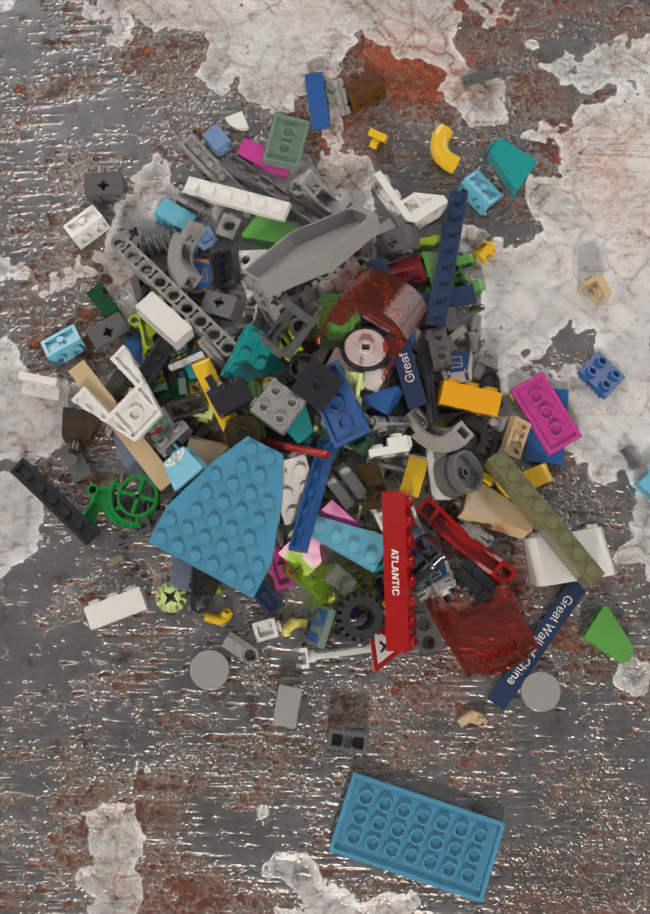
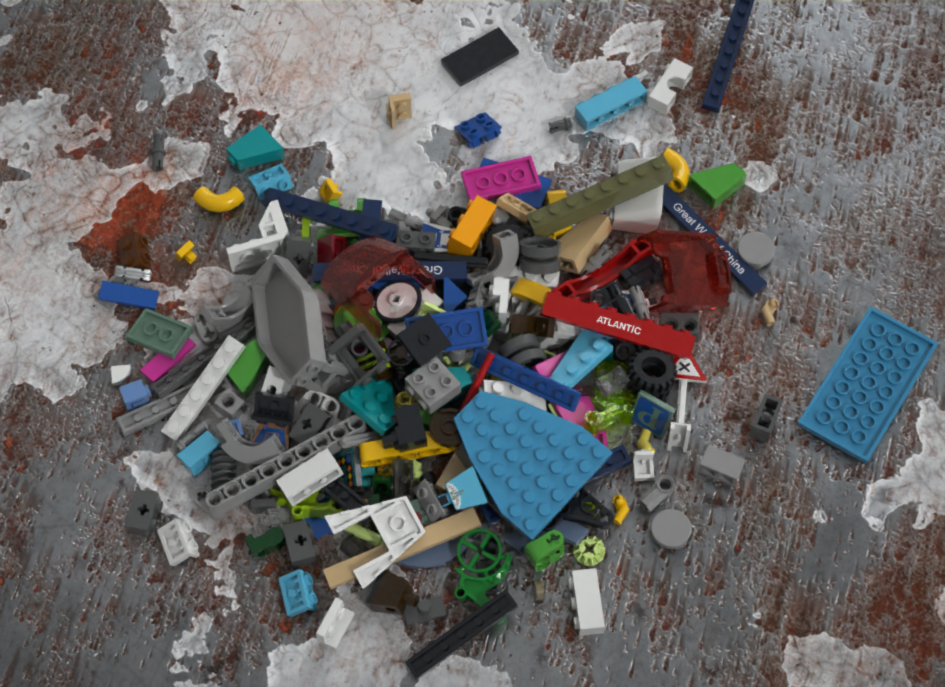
camera: 75 degrees left, 20 degrees down
(151, 555) = (540, 550): none -> bright green piece
(613, 591) = (679, 169): none -> yellow cylinder

